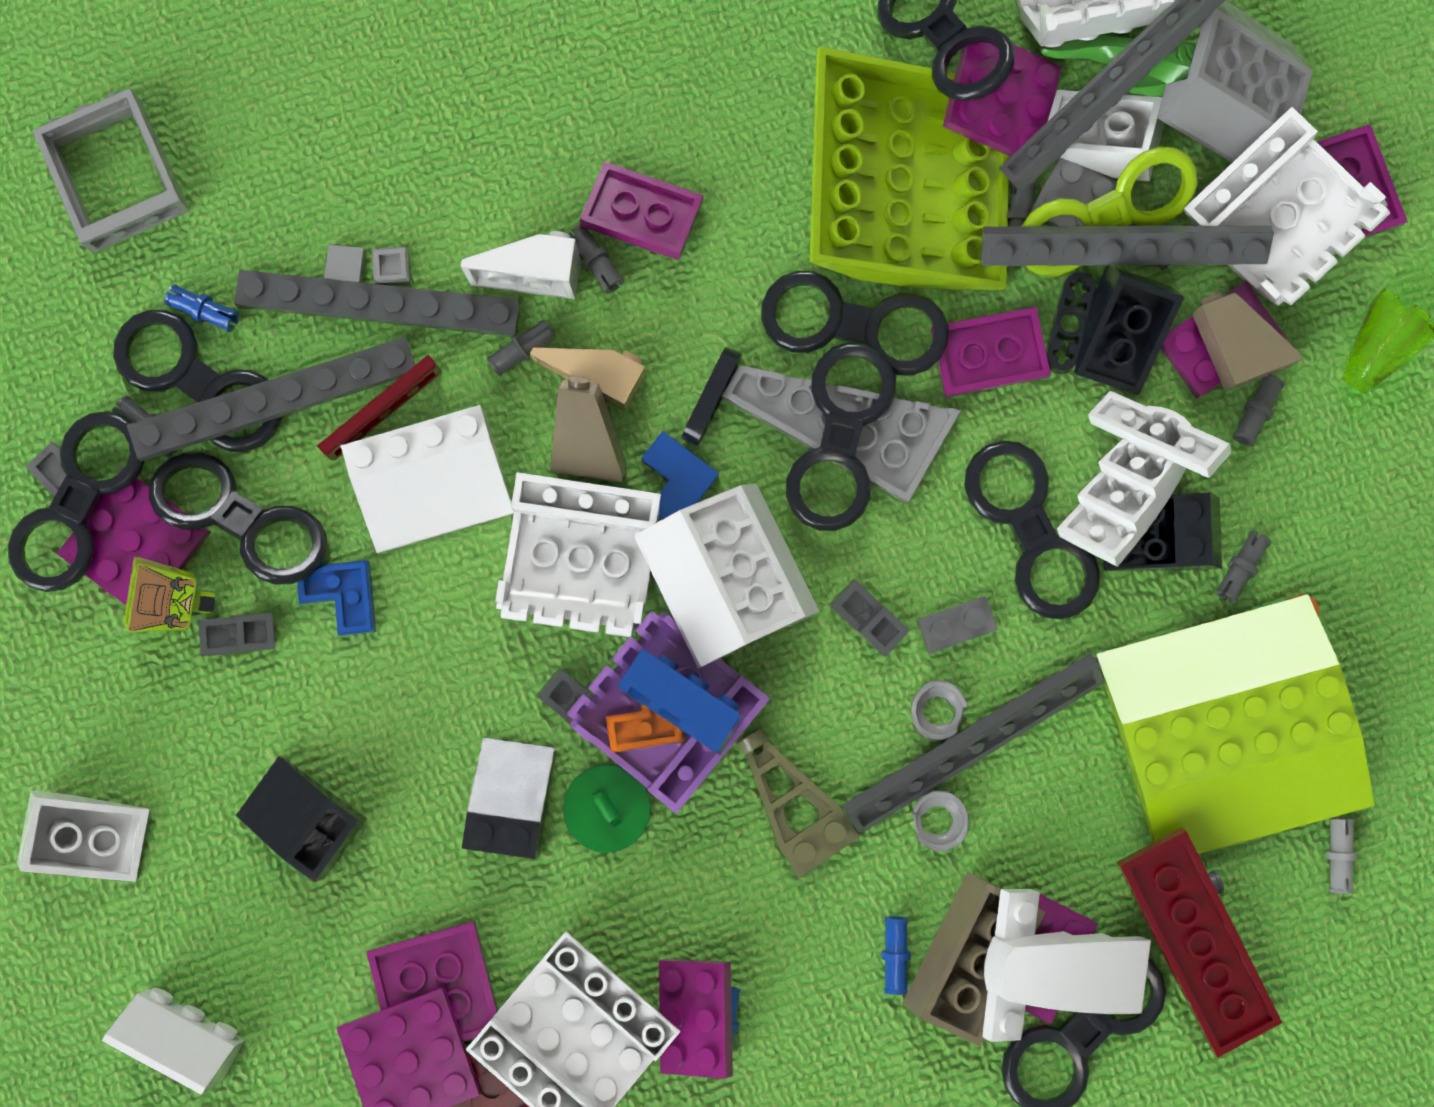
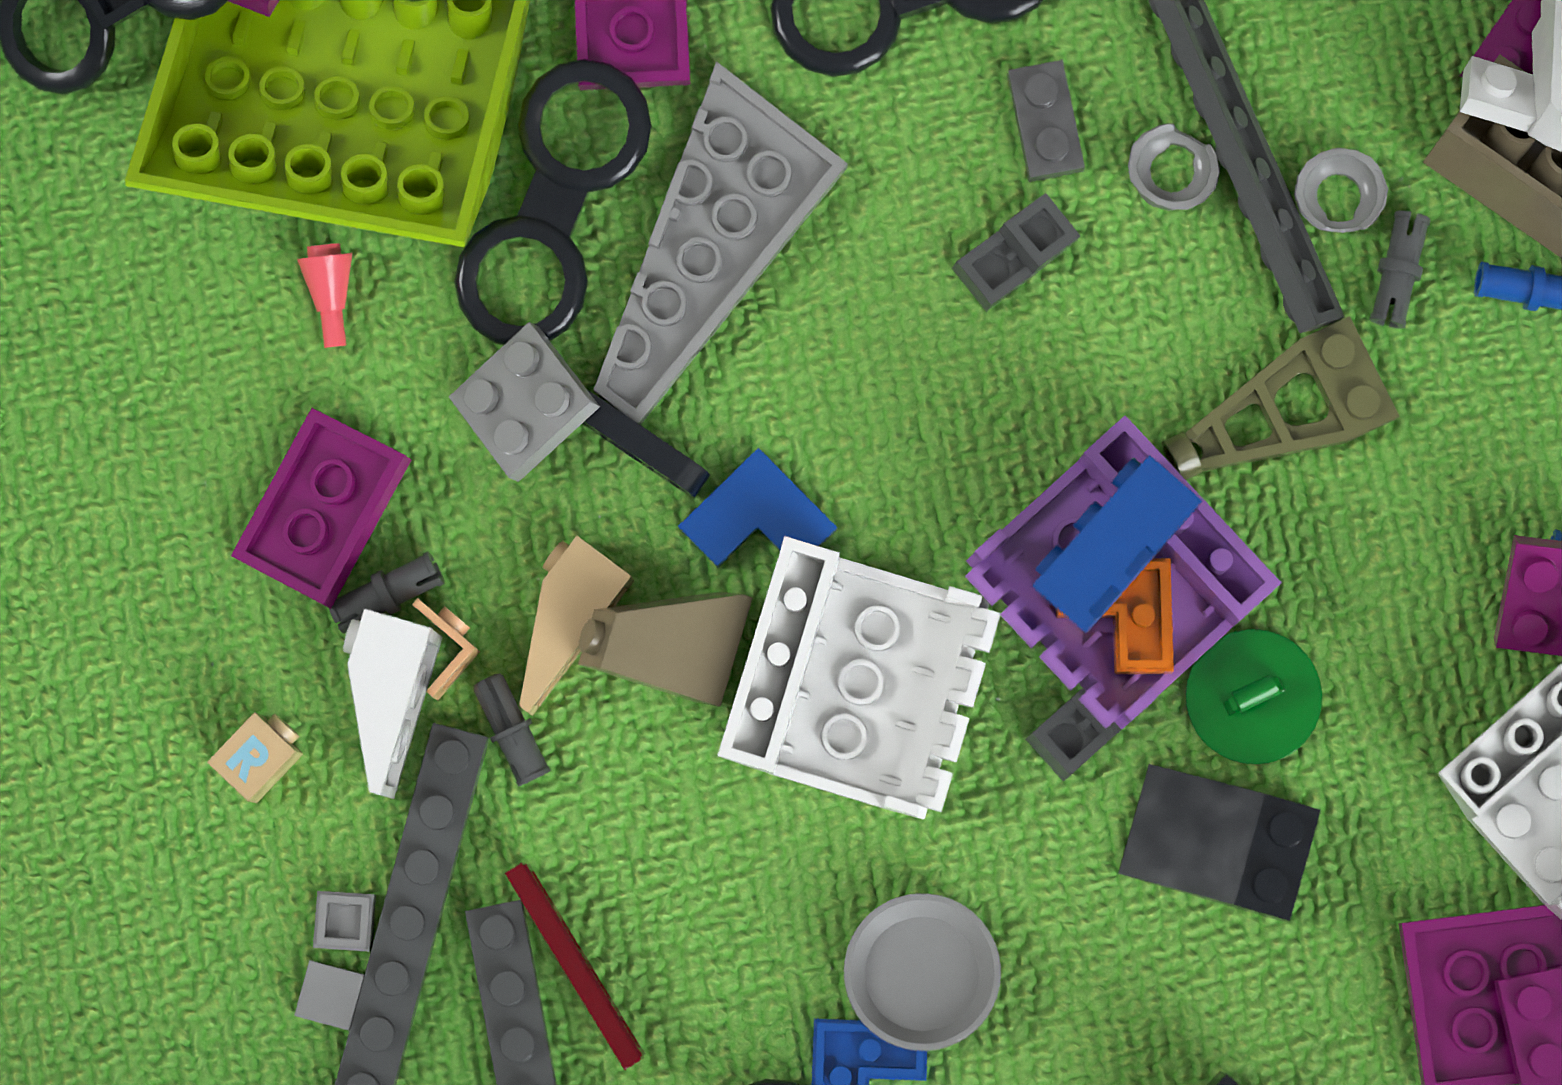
camera: 75 degrees left, 0 degrees up
(402, 621) = (922, 972): none -> light grey piece
(428, 479) = (701, 903): white slope -> none
(483, 196) = (257, 756): none -> tan brick
(578, 301) = (456, 630): none -> light nougat bracket
(725, 323) = (524, 402): none -> light grey plate
(726, 573) = (925, 453): white slope -> none
(785, 193) = (327, 280): none -> coral cone
(841, 436) = (731, 249): black bar -> none
(895, 866) = (1400, 269): none -> dark grey pin

